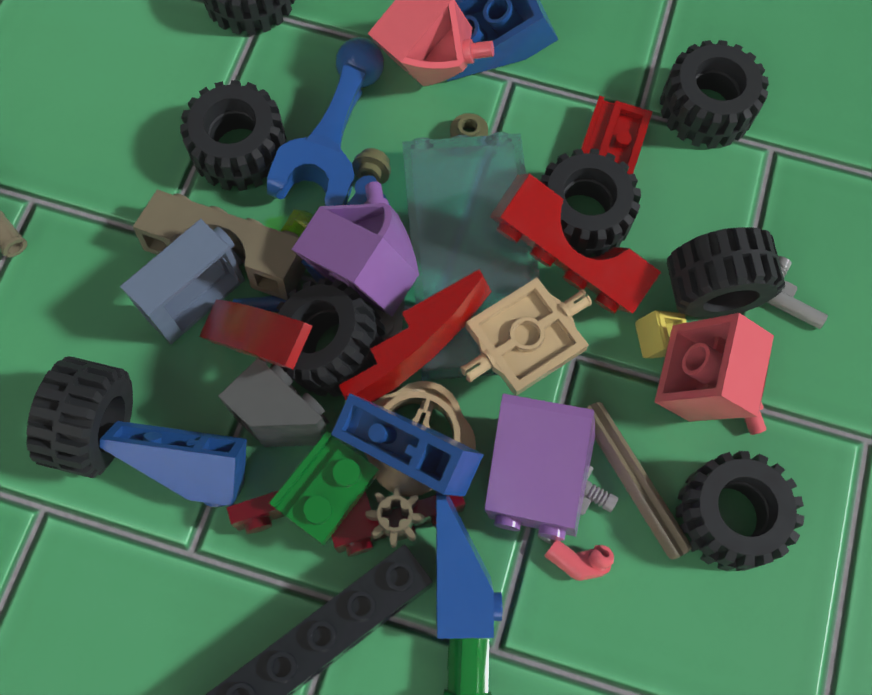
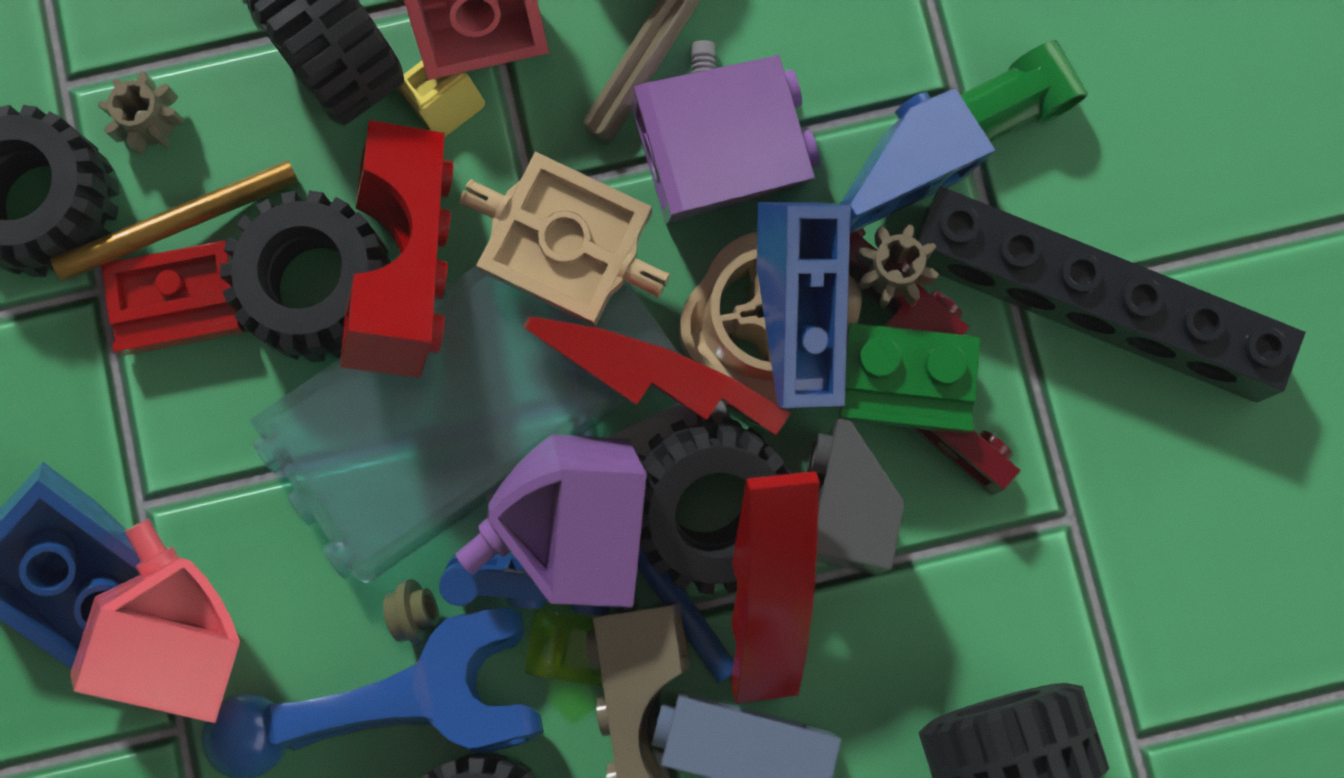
camera: 115 degrees left, 10 degrees up
(187, 462) = (981, 594): blue slope -> none
(469, 120) = (249, 511): olive plate -> none
(583, 564) = (798, 43): coral arm -> none
(657, 208) = (173, 221): none -> pearl gold bar
(732, 170) = (132, 117): none -> dark tan gear

